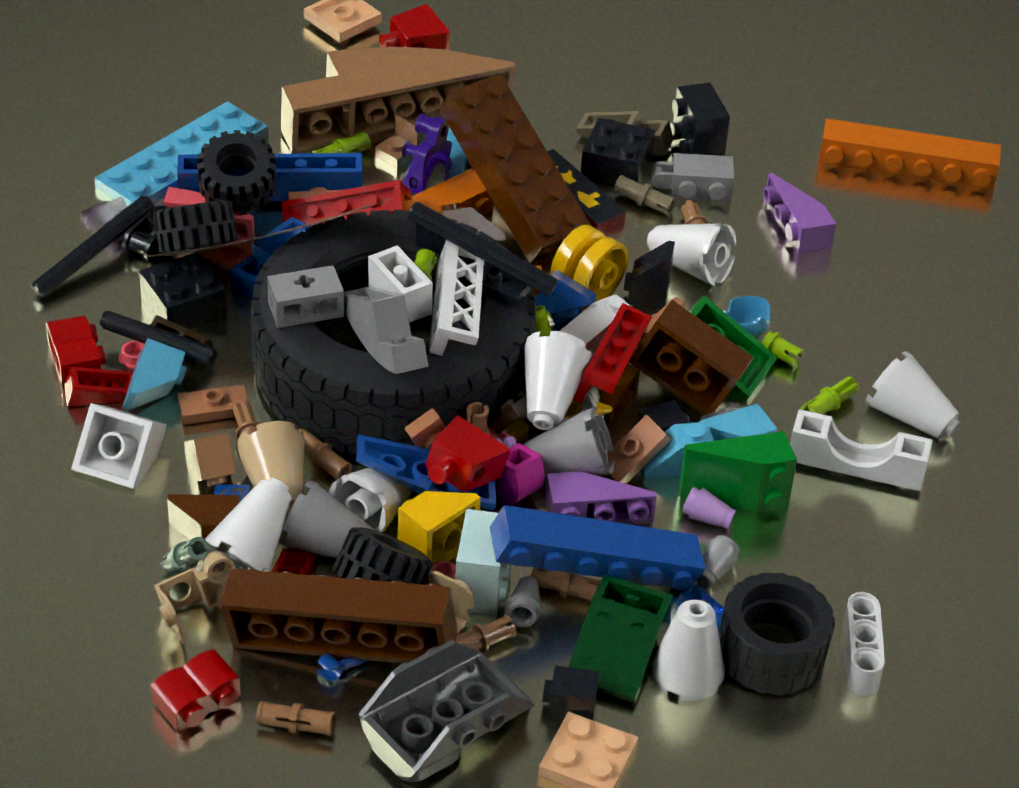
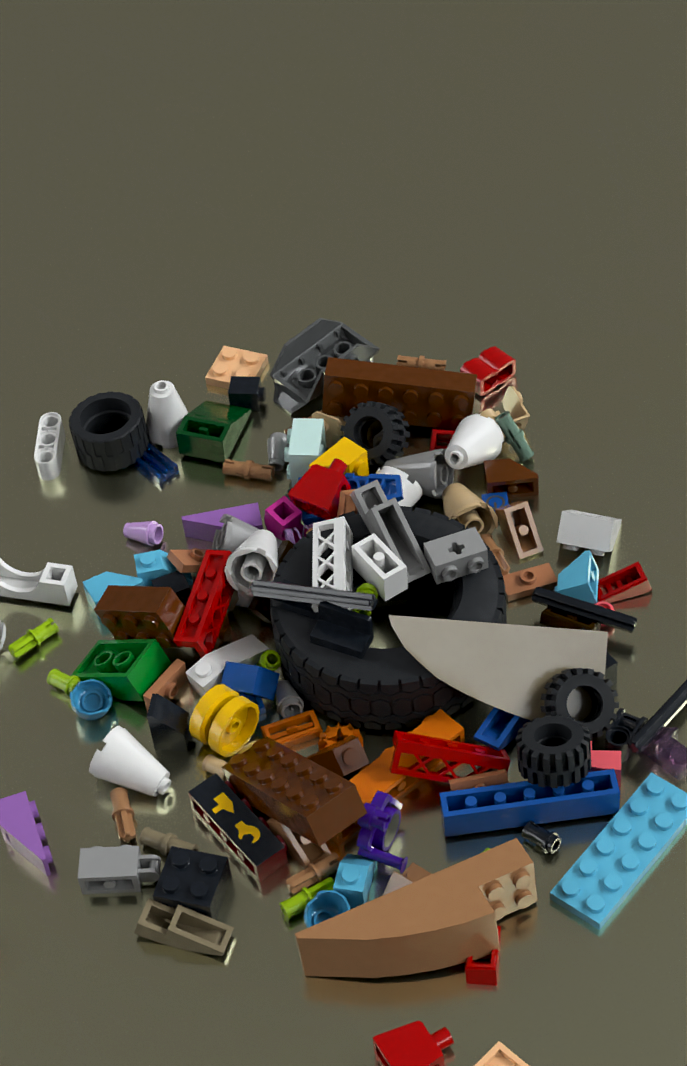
camera: 175 degrees left, 5 degrees up
(74, 344) = (653, 608): red brick -> none
(596, 547) = (225, 453): blue brick -> none
(699, 120) = (107, 918): black brick -> none
(718, 558) = (140, 495): light grey cone -> none
(742, 472) = (112, 540): green slope -> none

